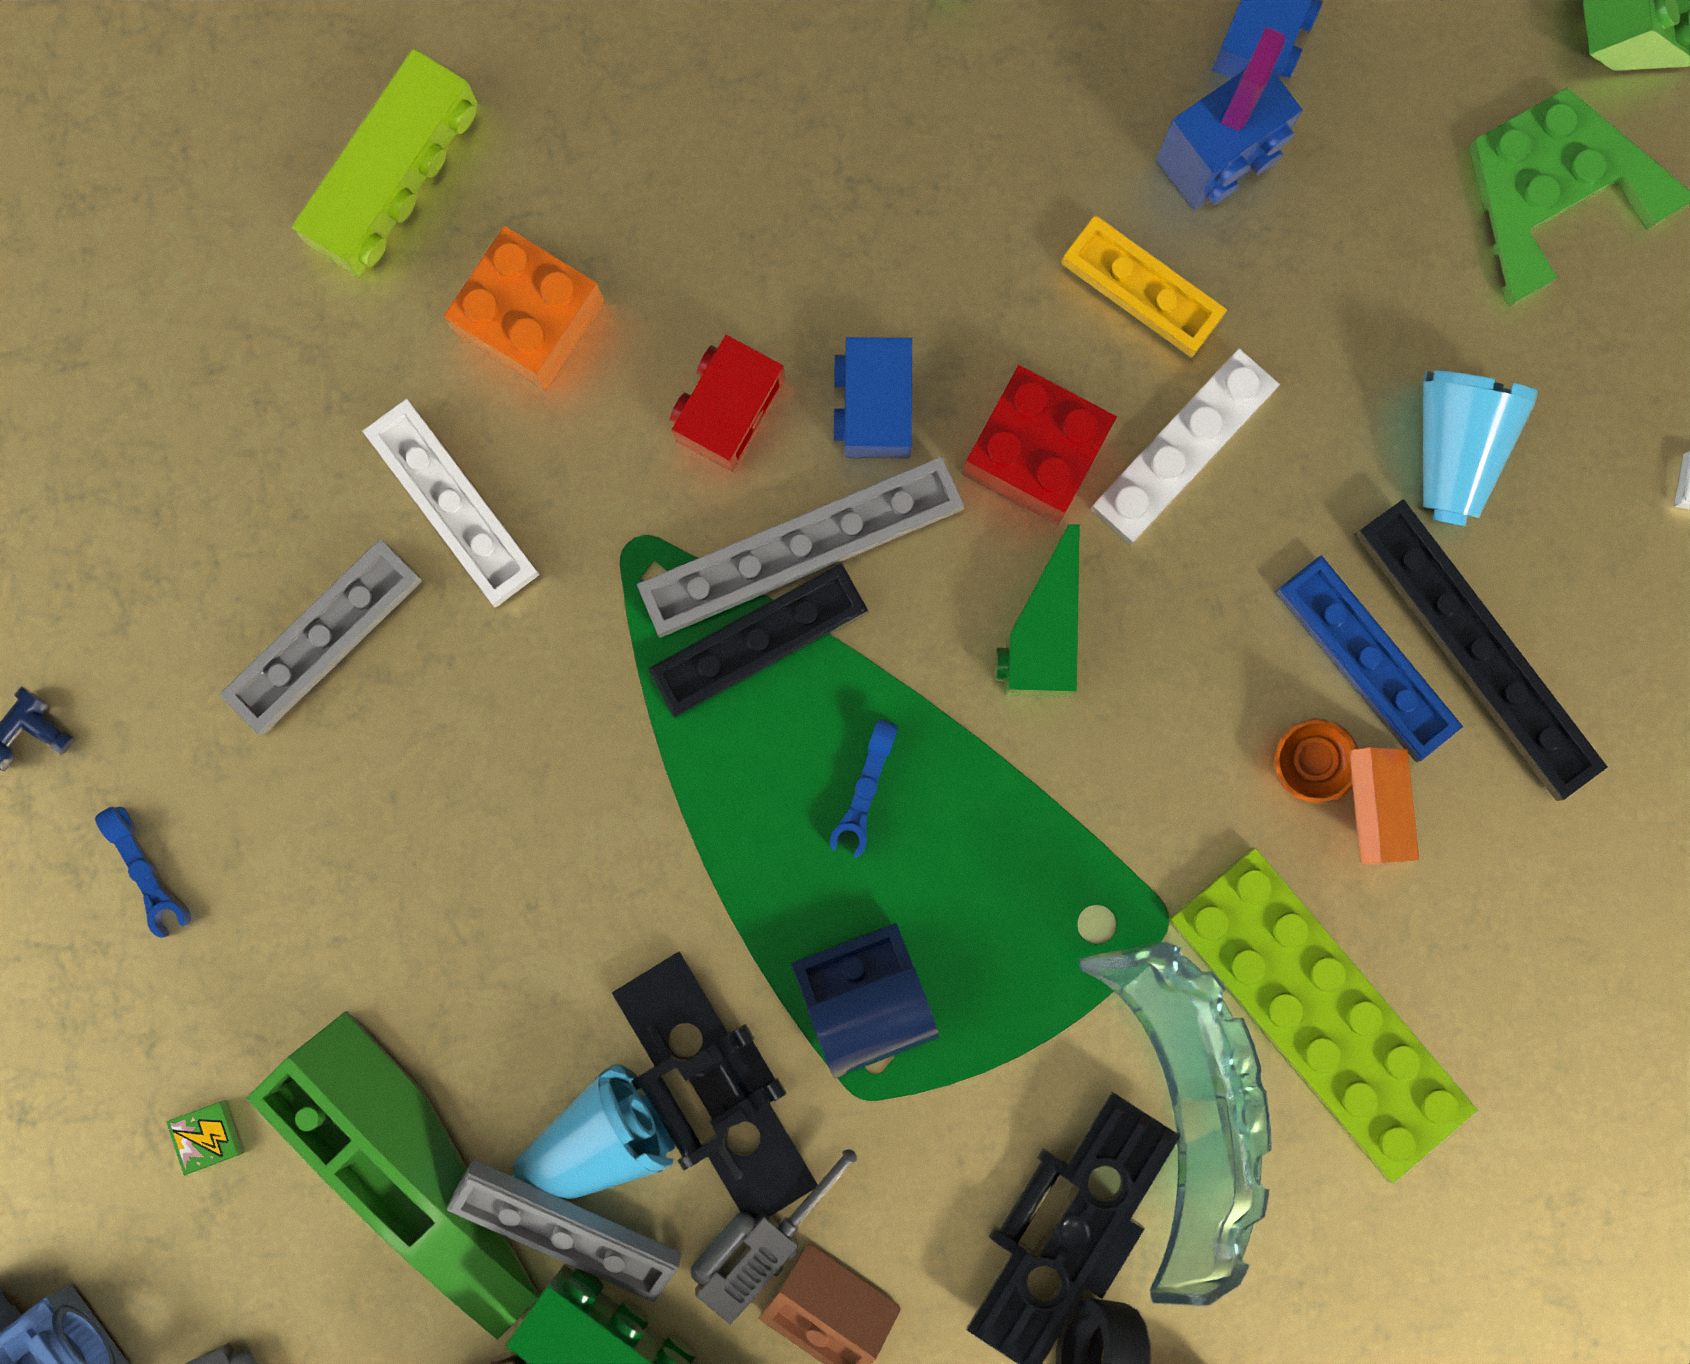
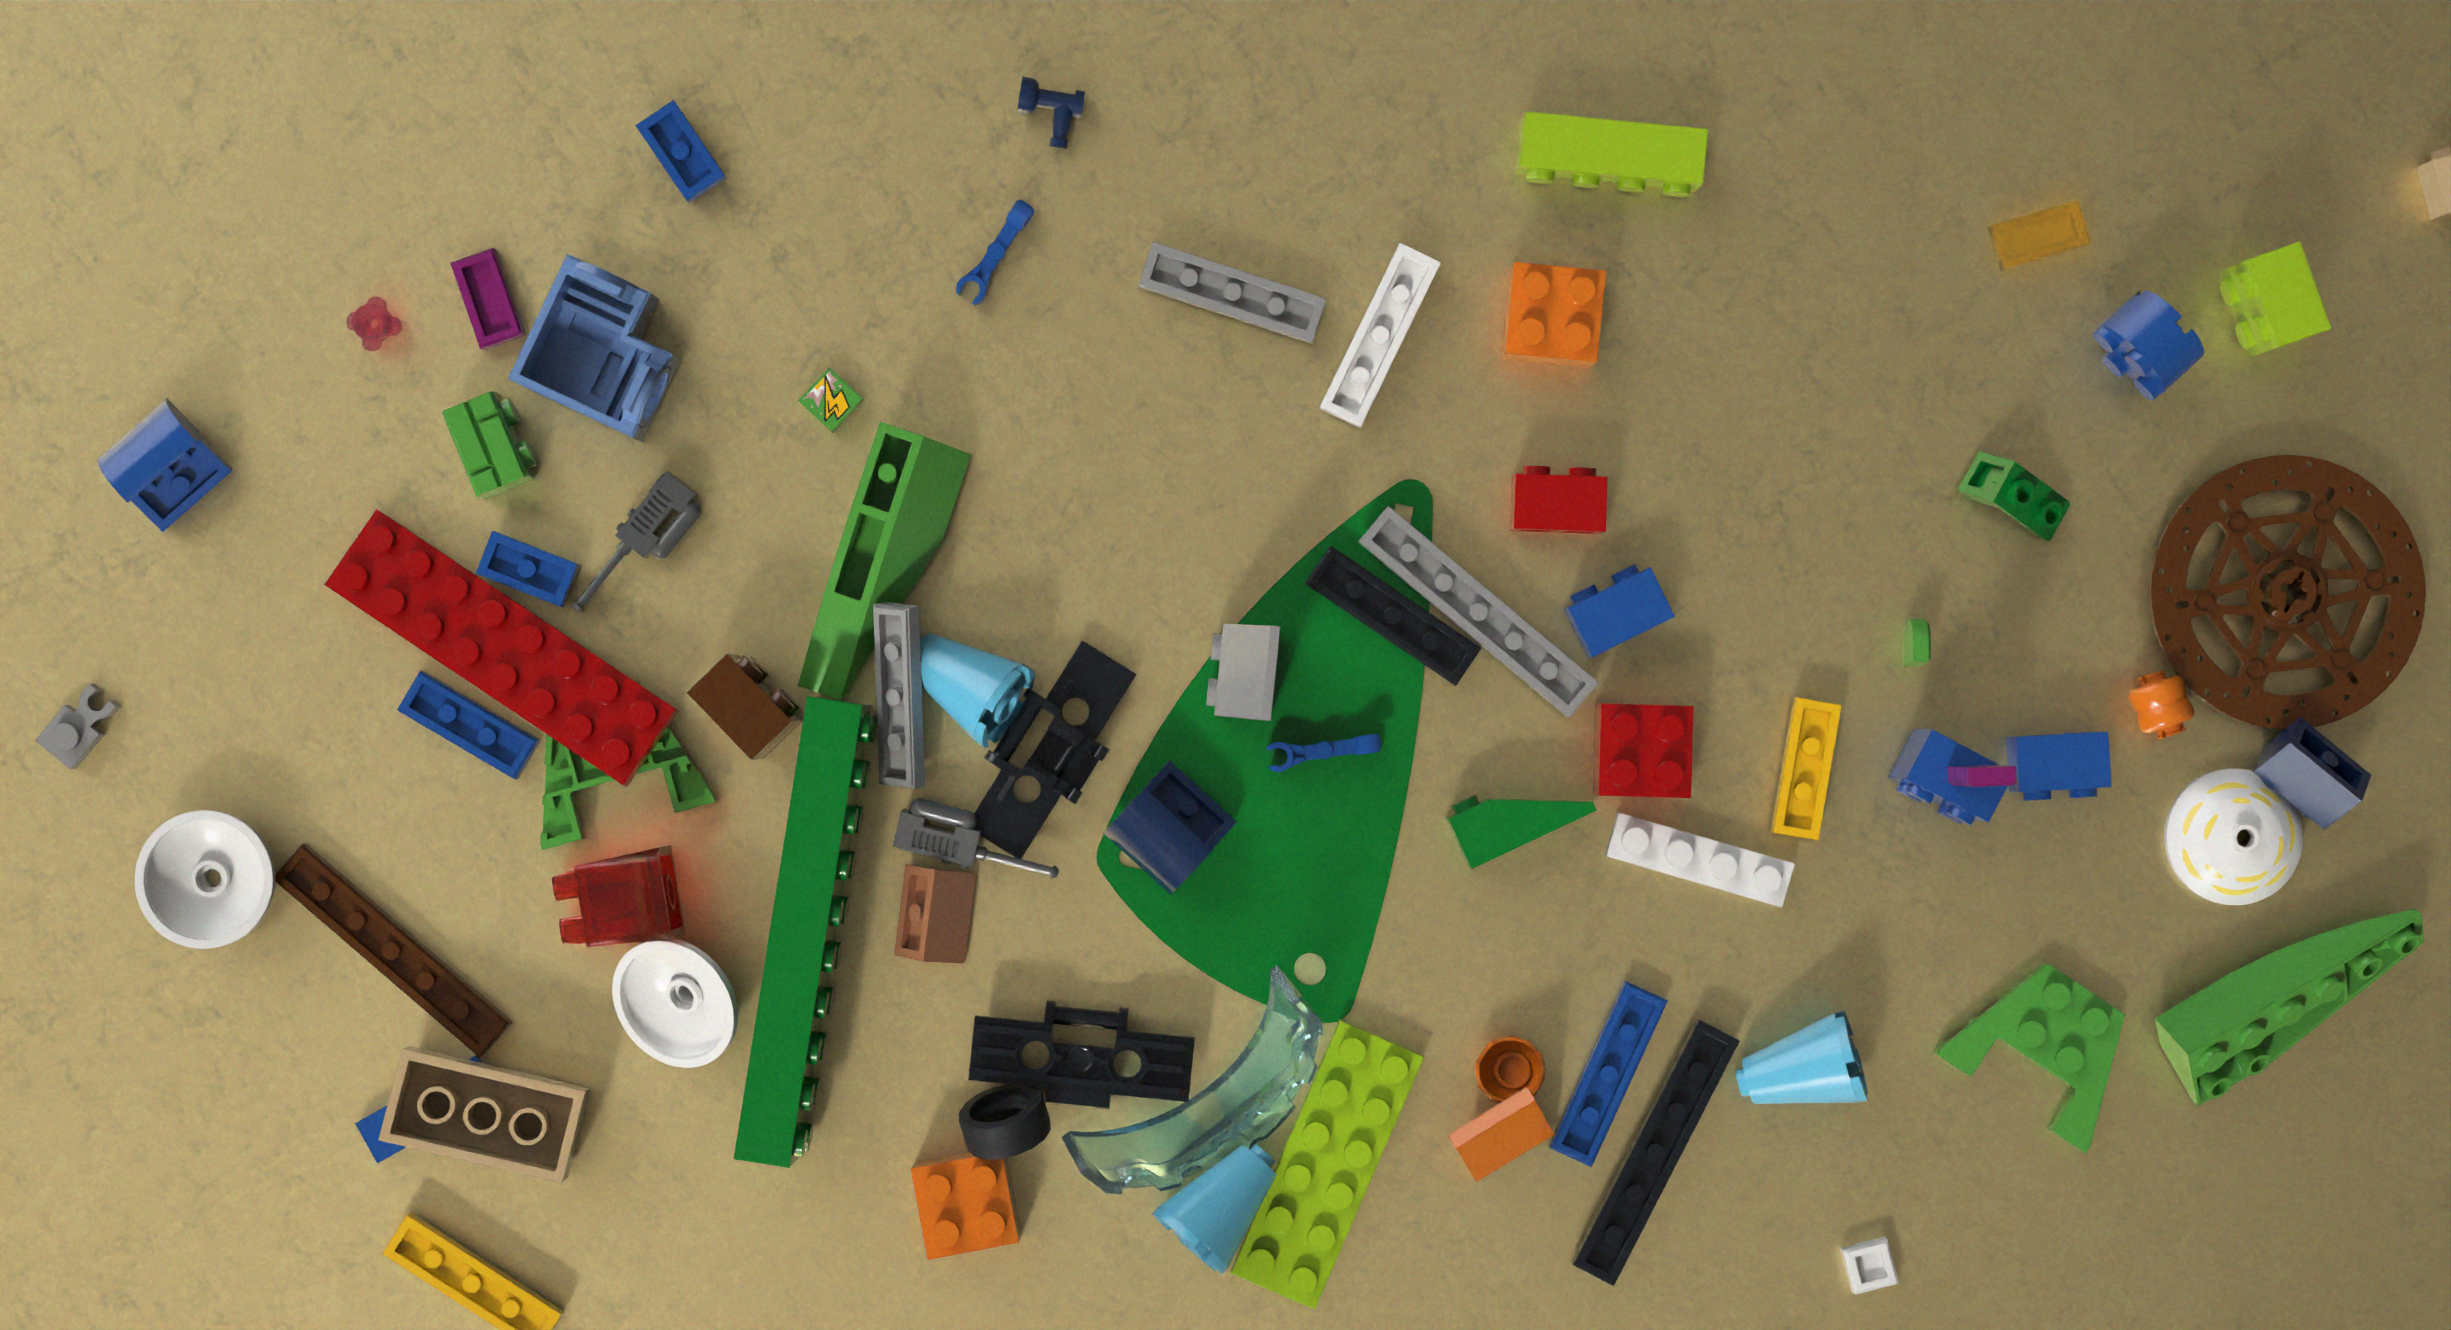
camera: 55 degrees right, 5 degrees up
(734, 828) = (1245, 671): none -> light grey slope
(1068, 107) = (1917, 643): none -> bright green tile
(1314, 1160) = (1219, 1205): none -> medium azure cone

